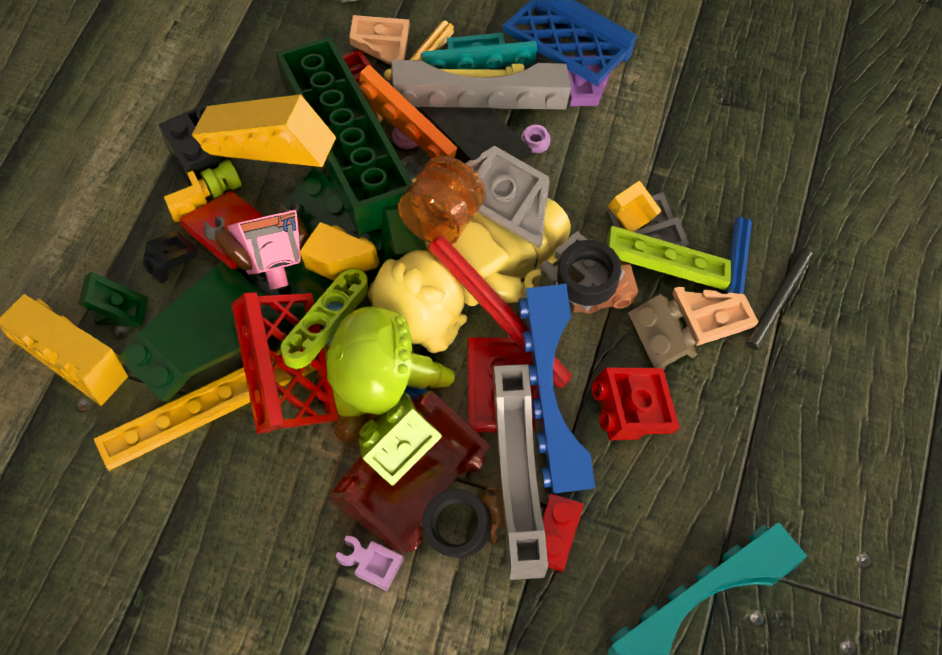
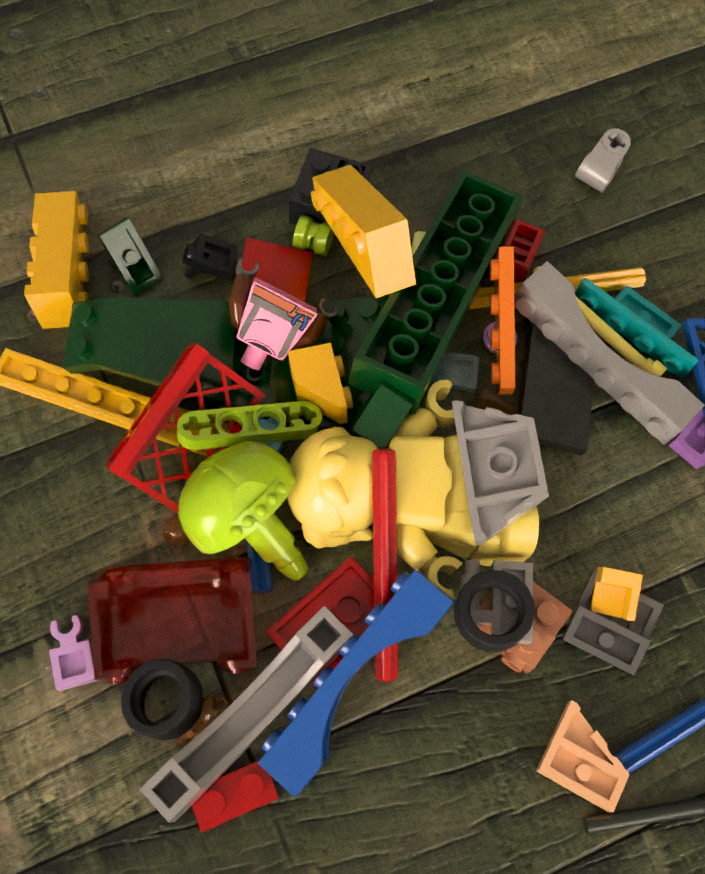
camera: 45 degrees right, 5 degrees up
(187, 199) = (271, 229): yellow bracket -> none
(380, 37) = (572, 236): light nougat wing -> none
(396, 440) = (188, 581): bracket -> none
(442, 199) = (429, 422): clear orange wheel -> none
(539, 133) = (611, 439): lavender plate -> none
(634, 403) = (419, 762): red plate -> none
(662, 331) = (519, 727): dark tan bracket -> none
(670, 258) = (597, 670): lime plate -> none

